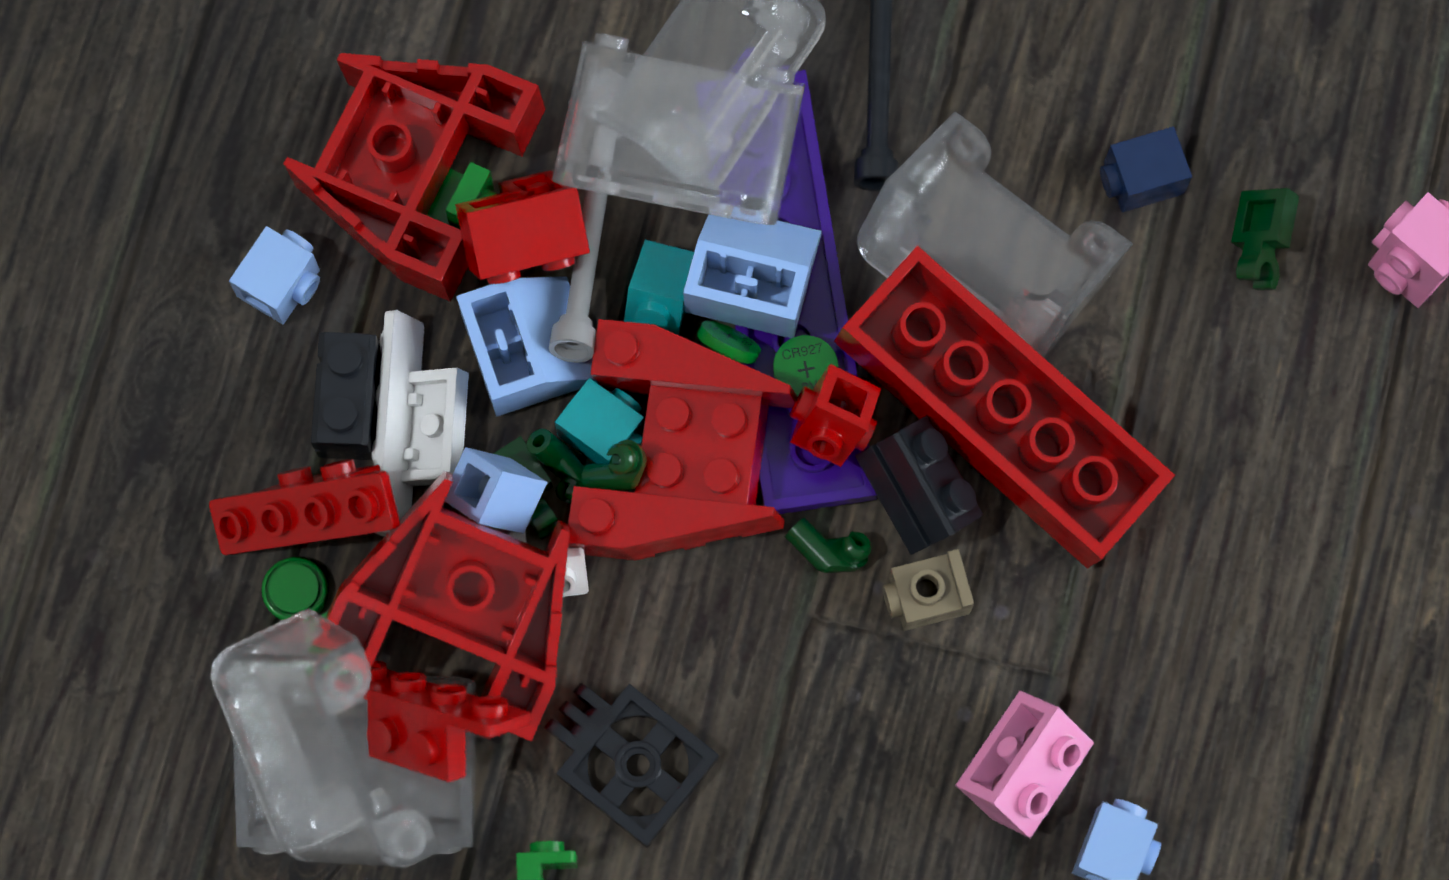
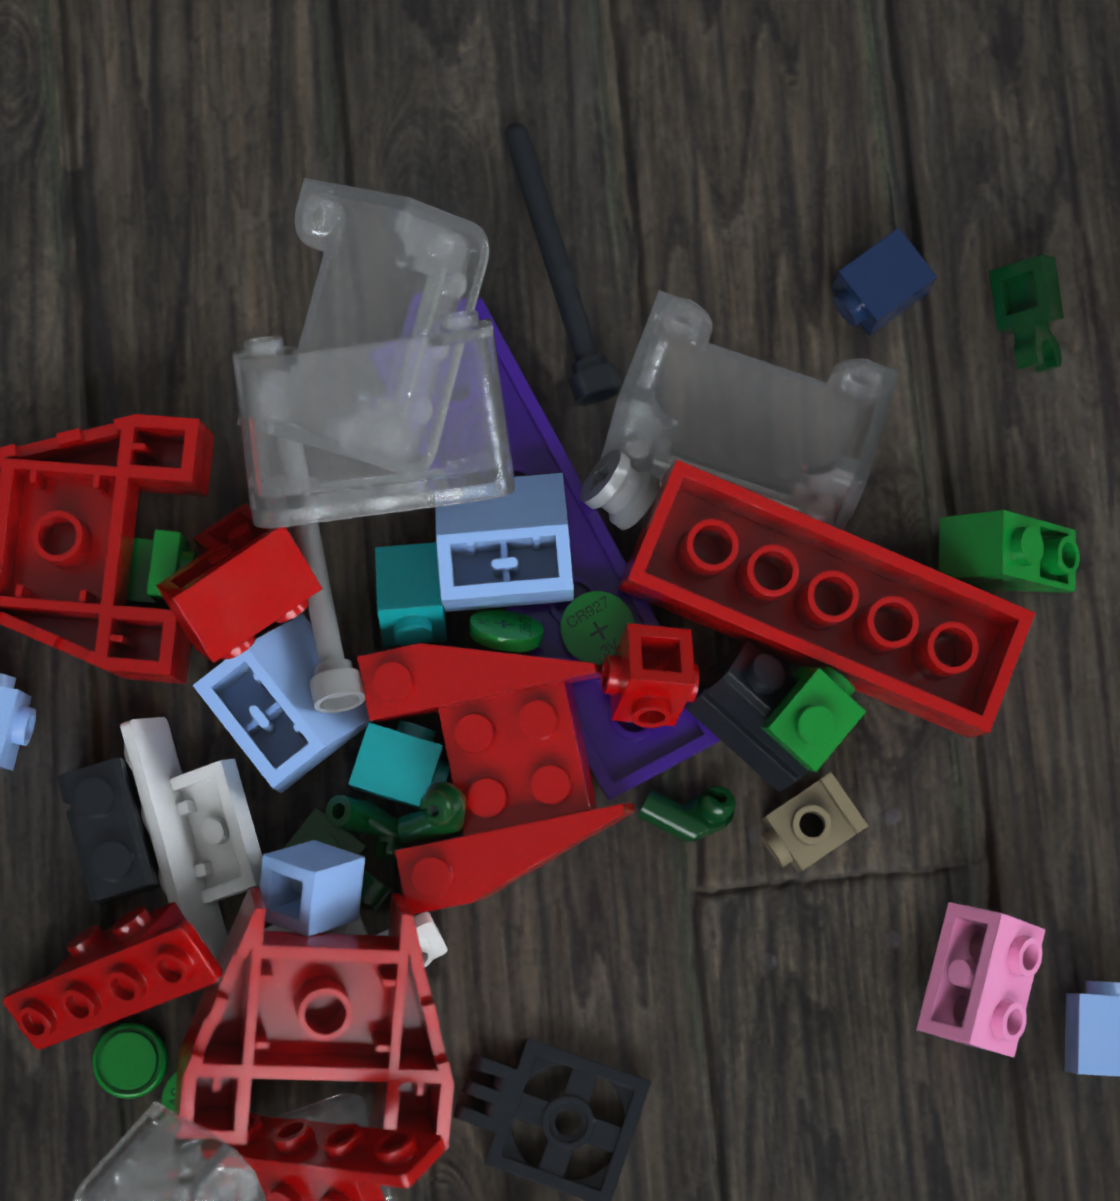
camera: 20 degrees left, 5 degrees up
(864, 261) = (620, 489): none -> light grey wheel
(958, 492) = (814, 715): none -> green bracket
(1175, 425) = (1008, 552): none -> green slope

